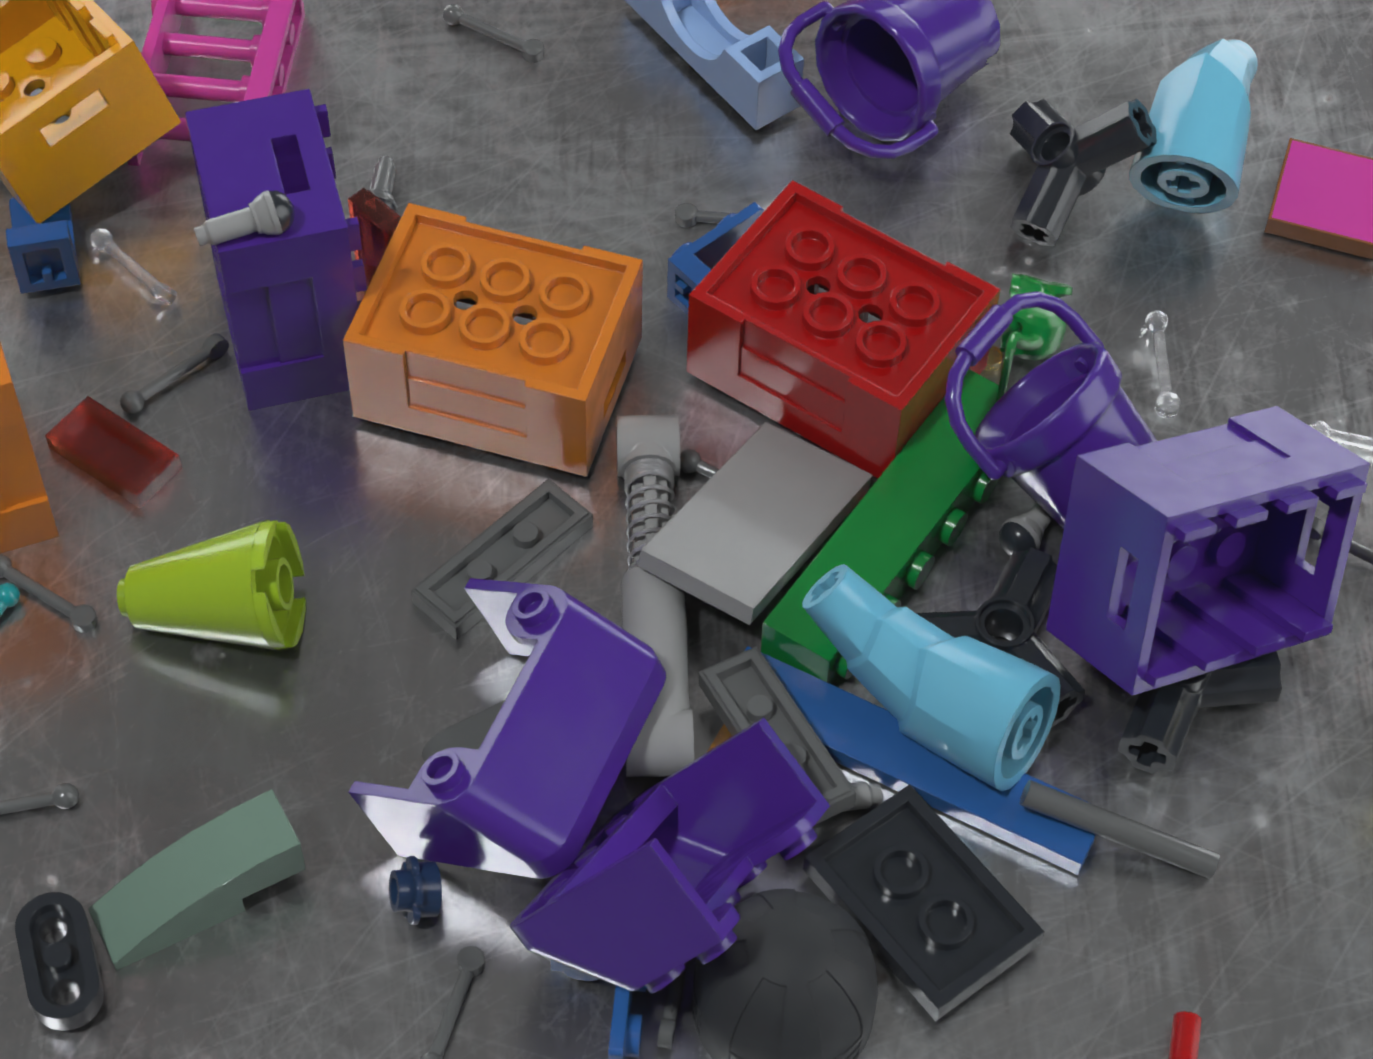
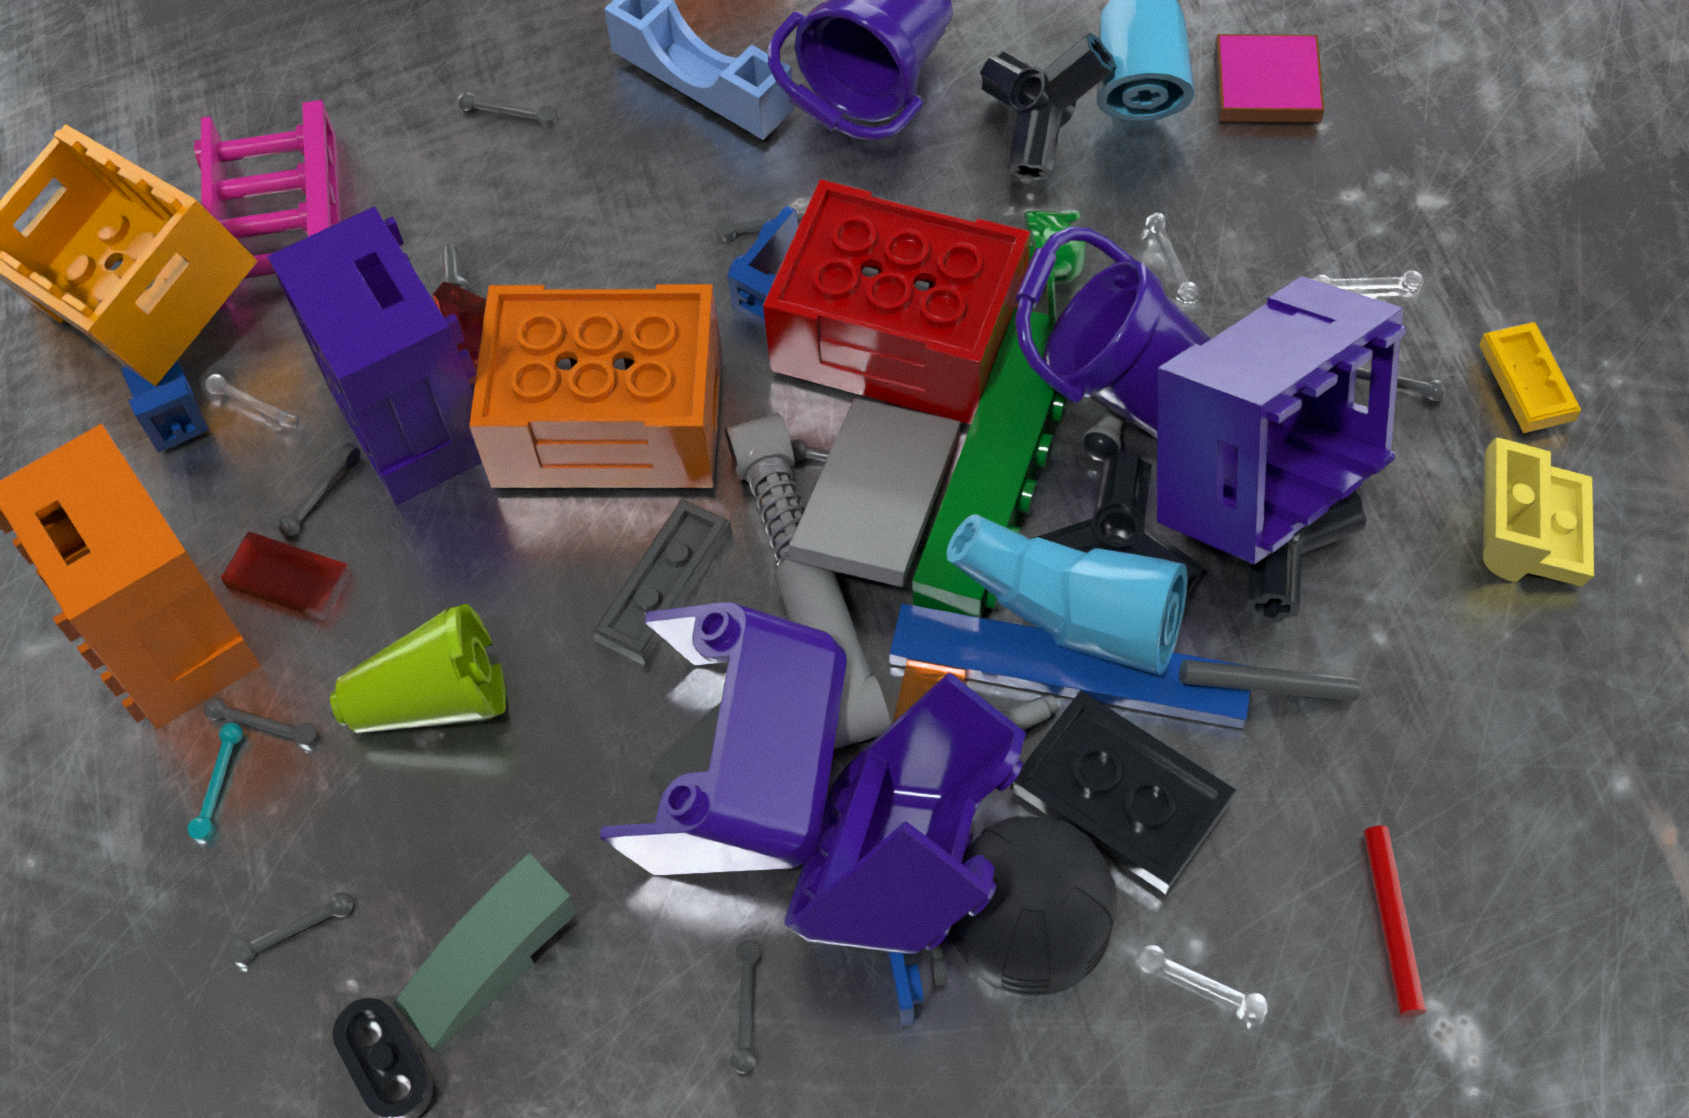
camera: 10 degrees left, 5 degrees up
(267, 214) = (373, 333): light grey piece -> none
(416, 890) = (682, 904): dark blue plate -> none
(748, 690) = (926, 653): dark grey tile -> none

